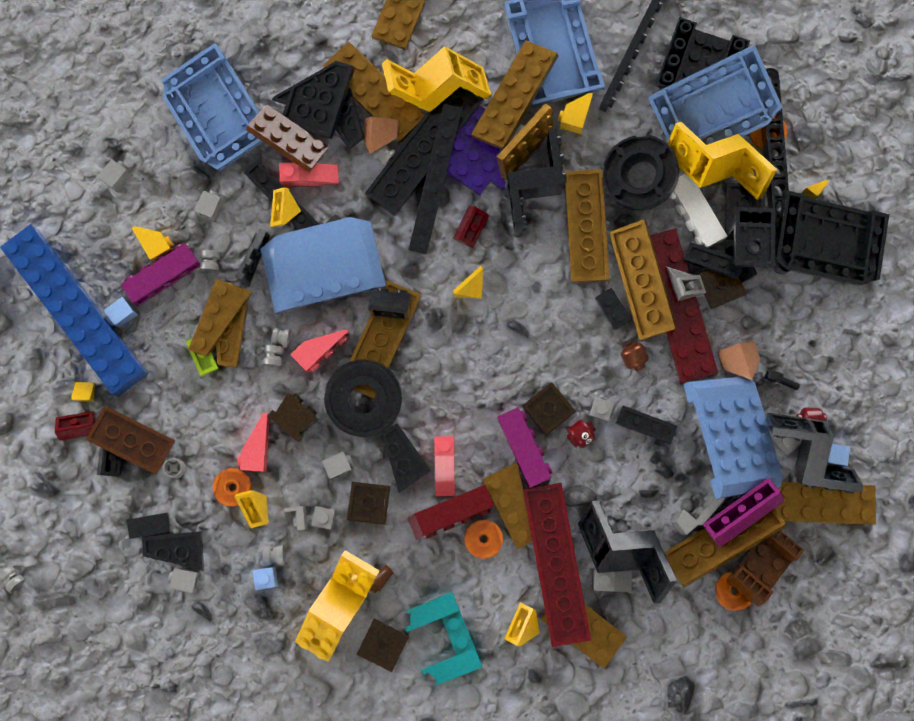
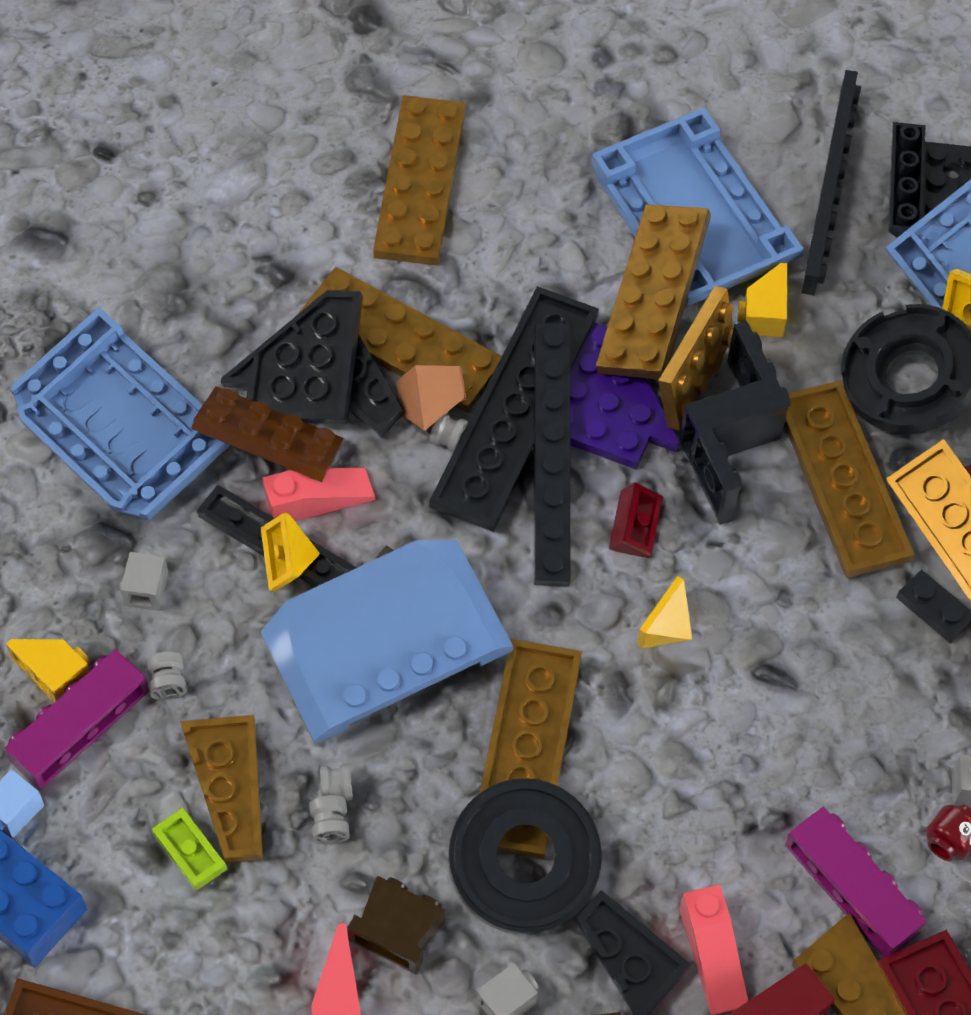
camera: 20 degrees left, 20 degrees down
(217, 316) = (205, 766): pearl gold wing -> none
(250, 263) = (248, 653): black wing -> none
(315, 350) = (407, 791): coral slope -> none
(390, 304) = (533, 674): black slope -> none
(436, 79) = (510, 288): yellow bracket -> none
(548, 408) = (878, 803): dark brown plate -> none

